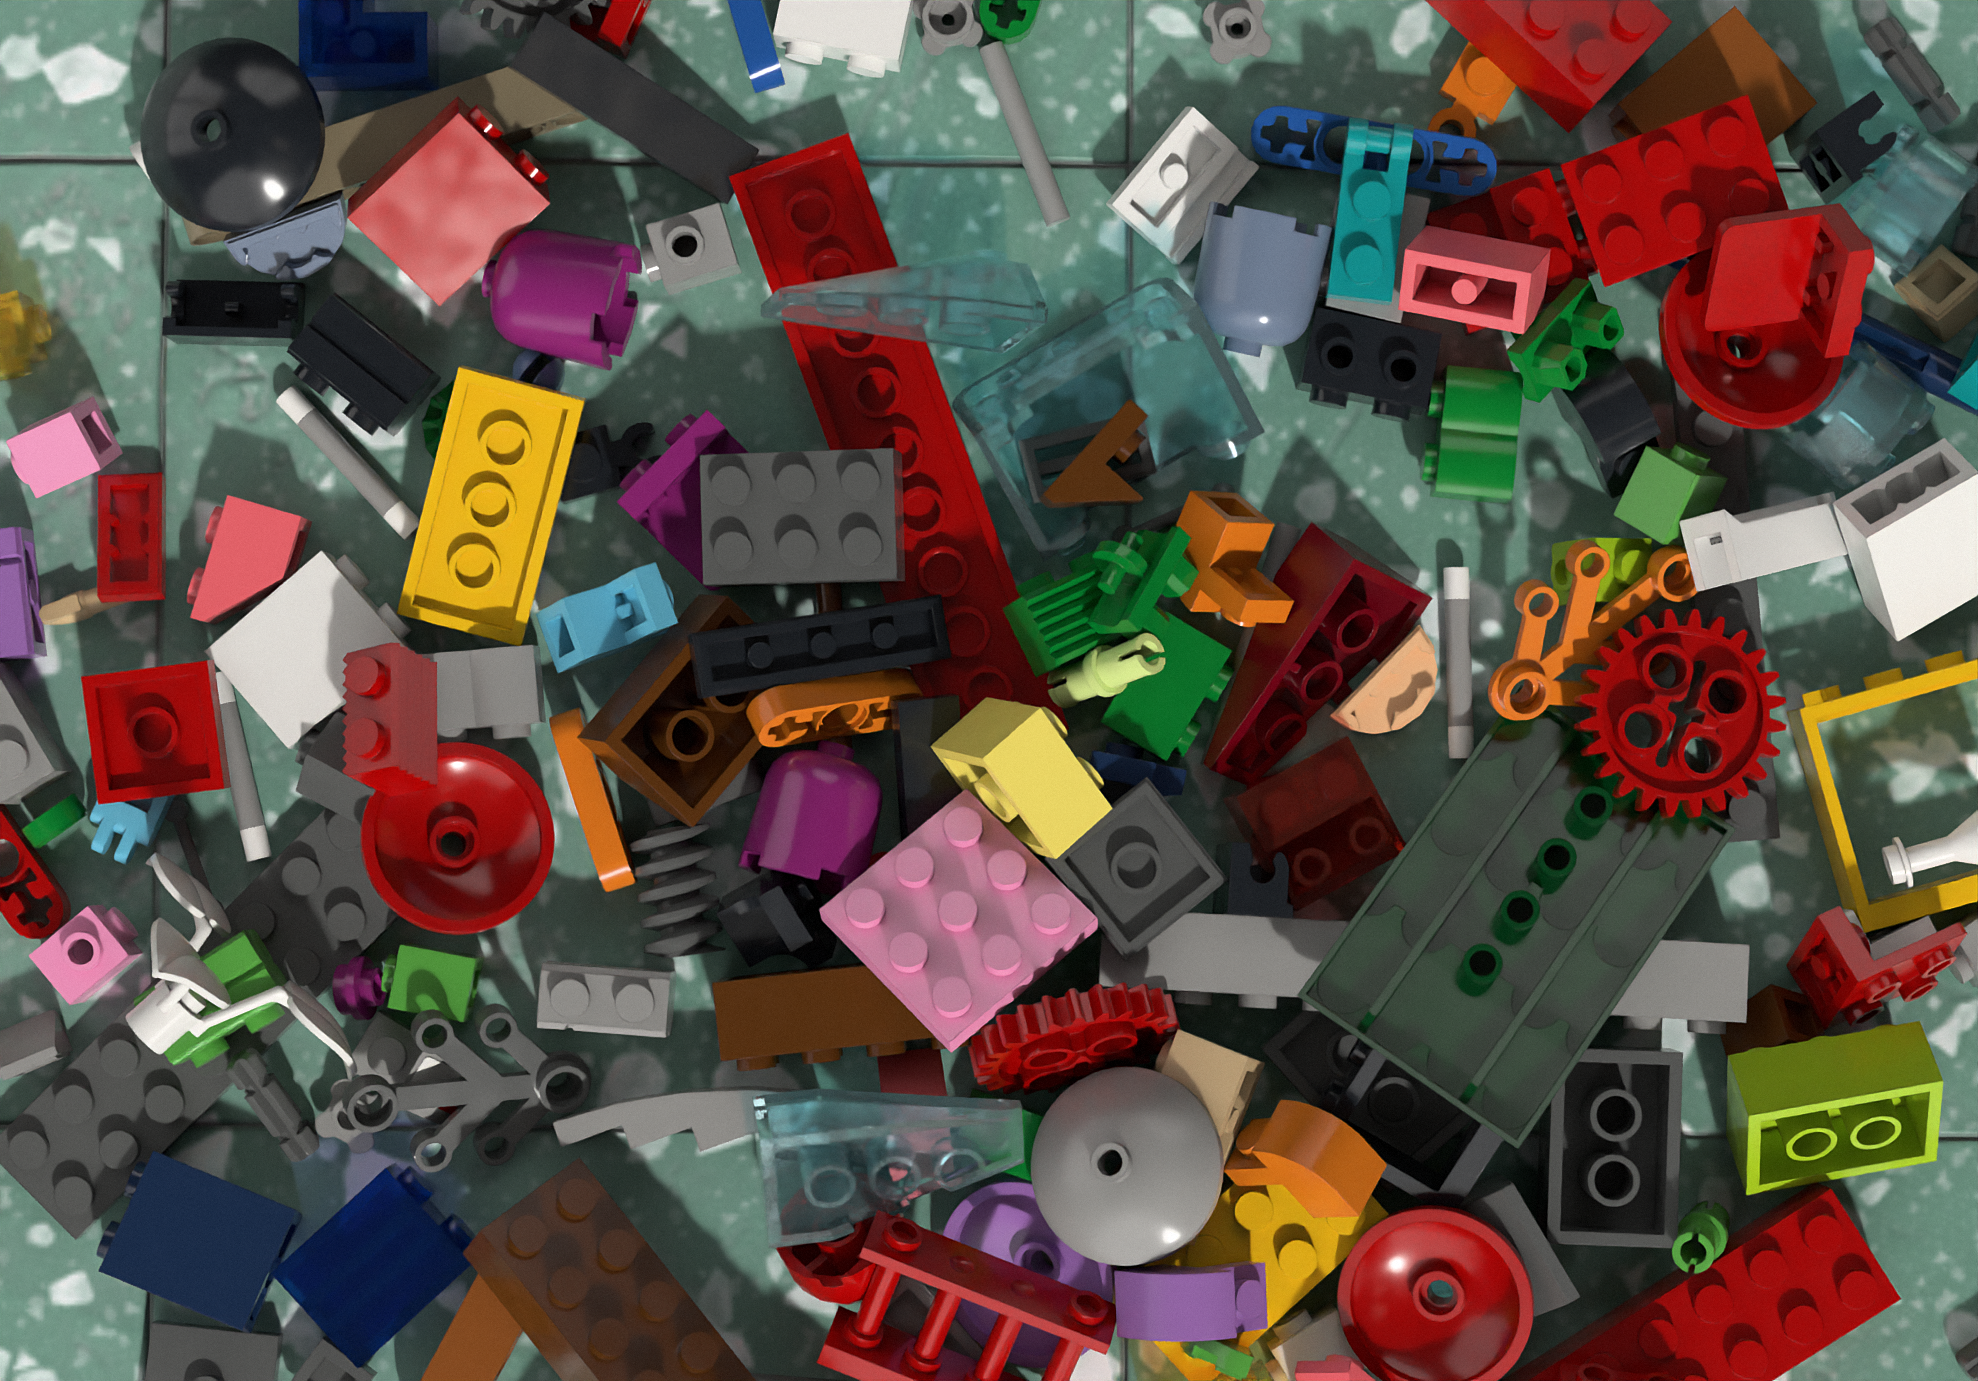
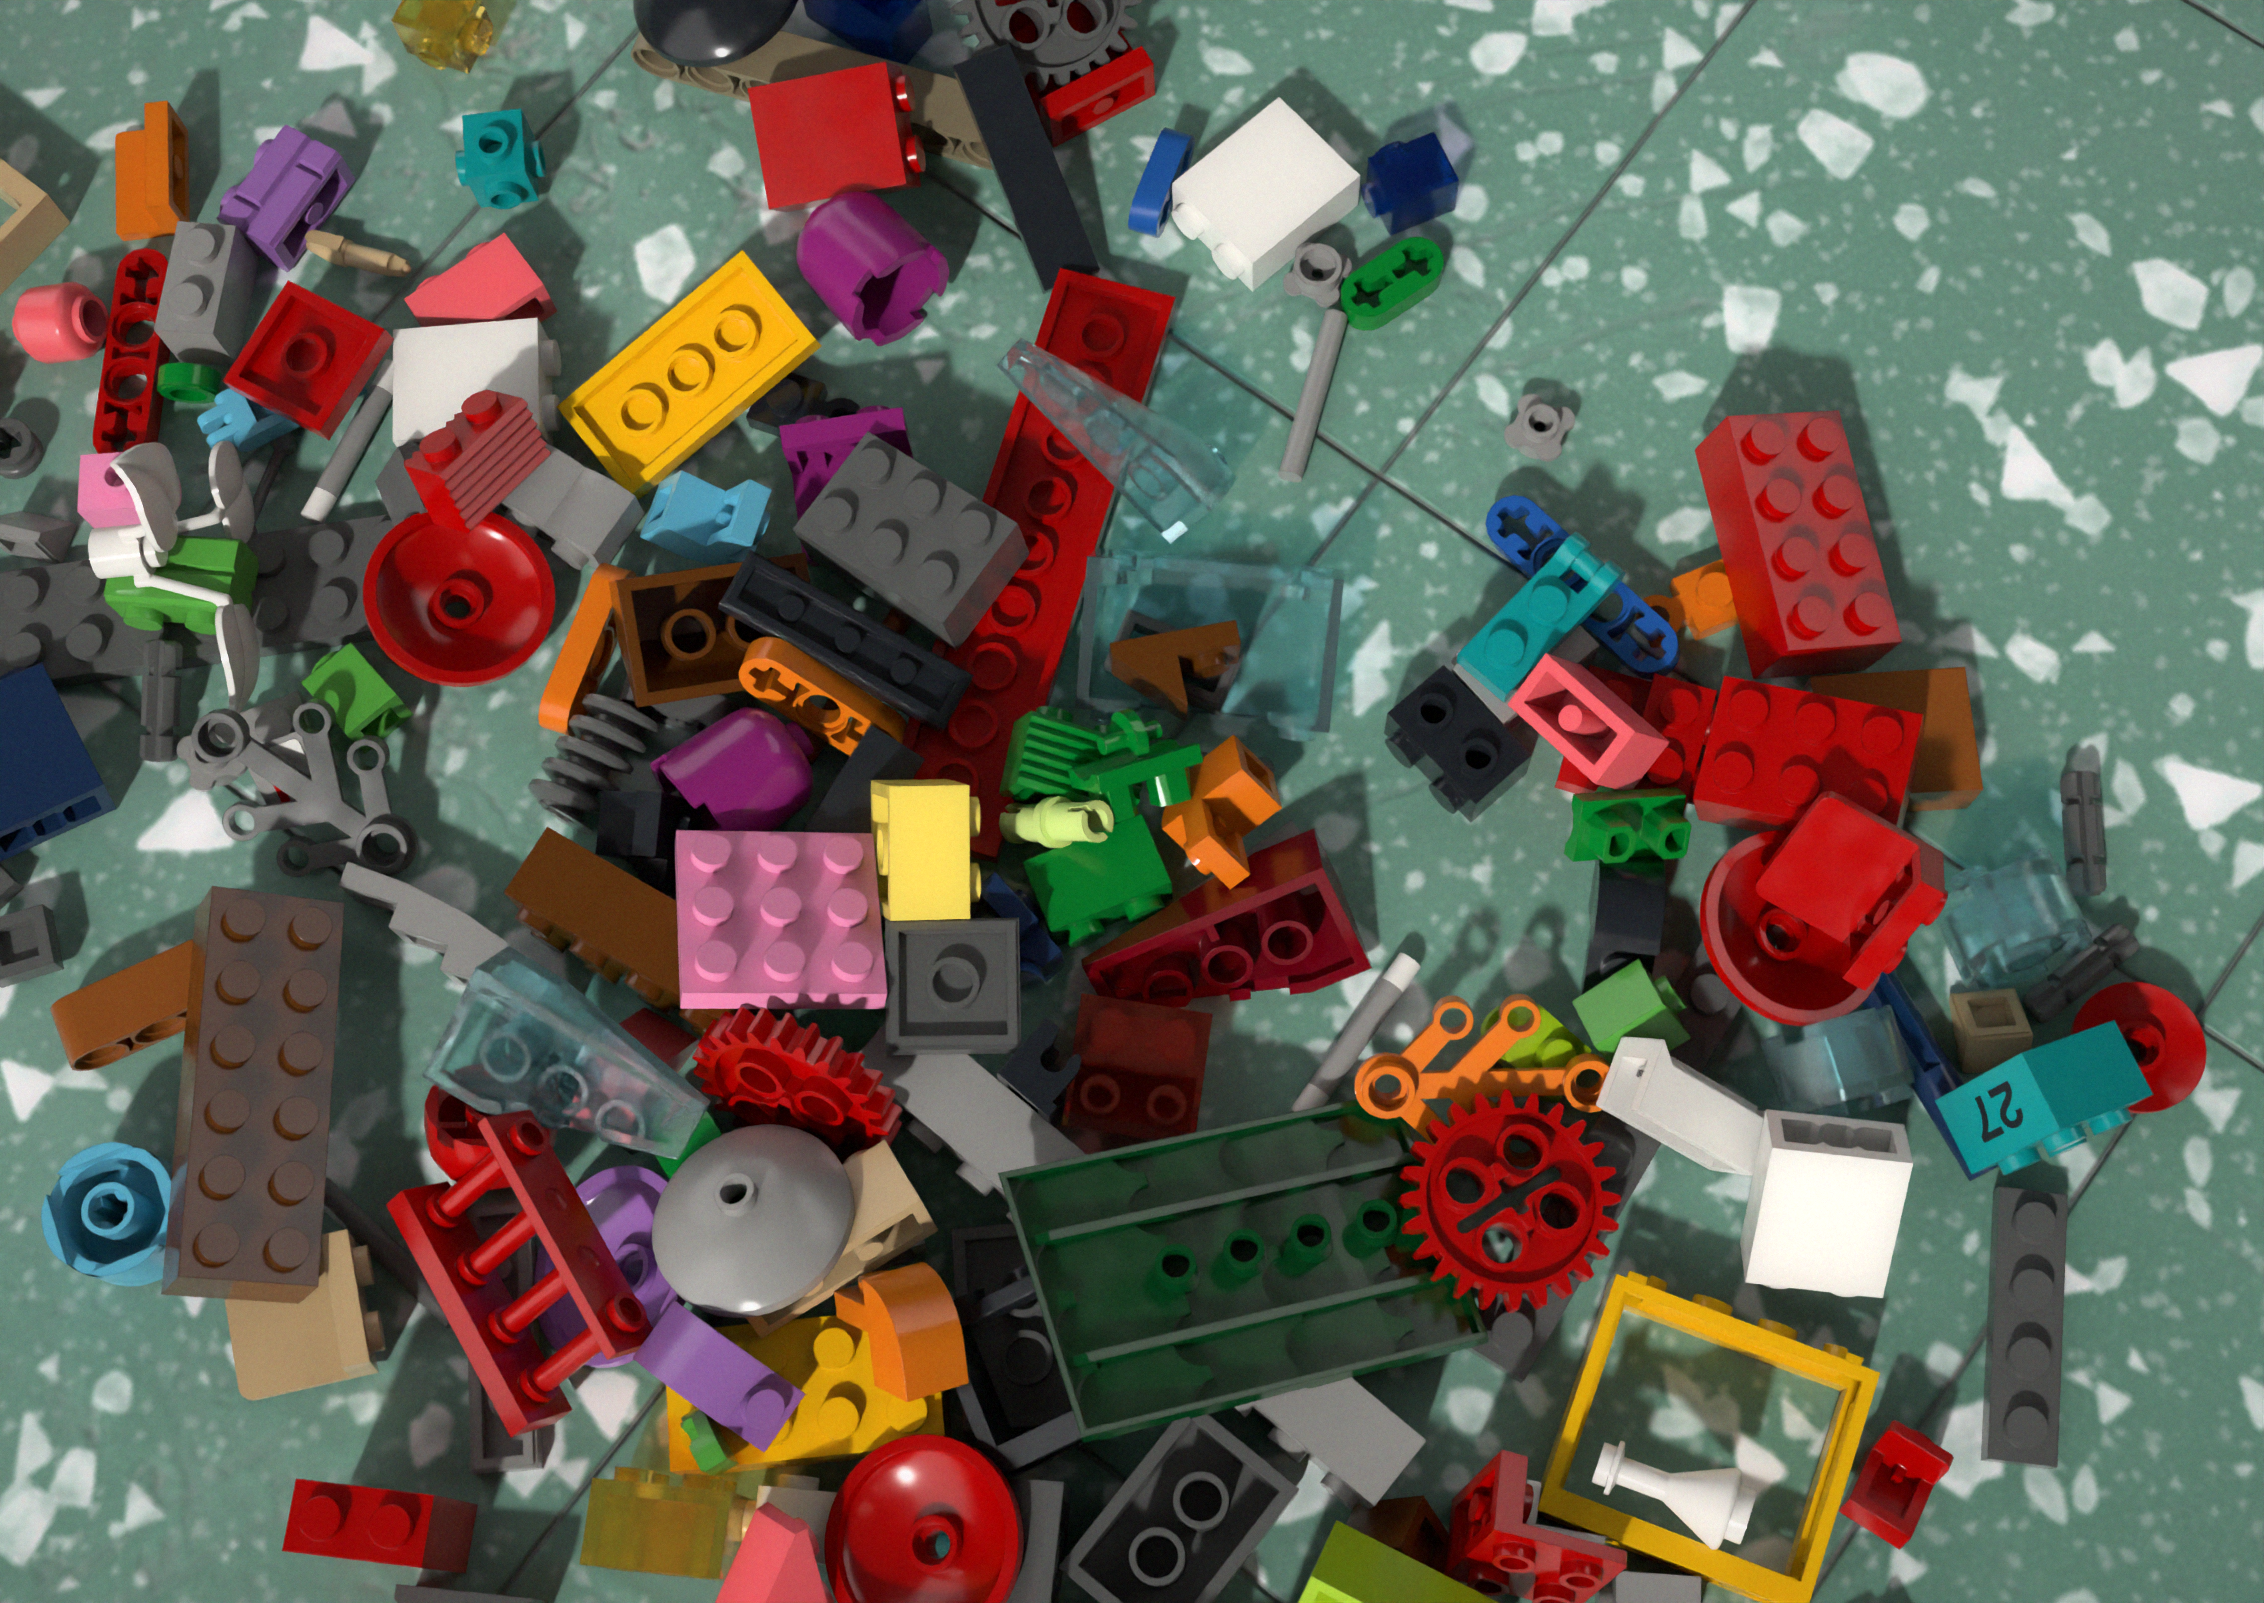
camera: 40 degrees right, 15 degrees down
(63, 447) = (418, 125): bright pink brick -> none
(131, 537) = (416, 225): red plate -> none
(144, 414) = (500, 159): none -> teal brick
(234, 312) = (621, 126): black hinge -> none
(296, 242) = (702, 102): sand blue plate -> none
(349, 462) = (616, 277): light grey bar -> none
(358, 988) = (294, 659): magenta plate -> none
(362, 366) = (680, 217): black brick -> none
(377, 1263) = (127, 877): clear blue brick -> none
(550, 377) = (817, 320): medium blue hinge -> none
(606, 999) = (471, 803): light grey brick -> none
(690, 250) = (990, 301): light grey brick -> none
(1175, 182) = (1407, 511): white plate -> none
(1258, 276) = (1413, 609): sand blue cylinder -> none
(1393, 690) = (1283, 1018): light nougat plate -> none
(1474, 434) = (1501, 861): green brick -> none
(1837, 154) = (1981, 826): black hinge -> none

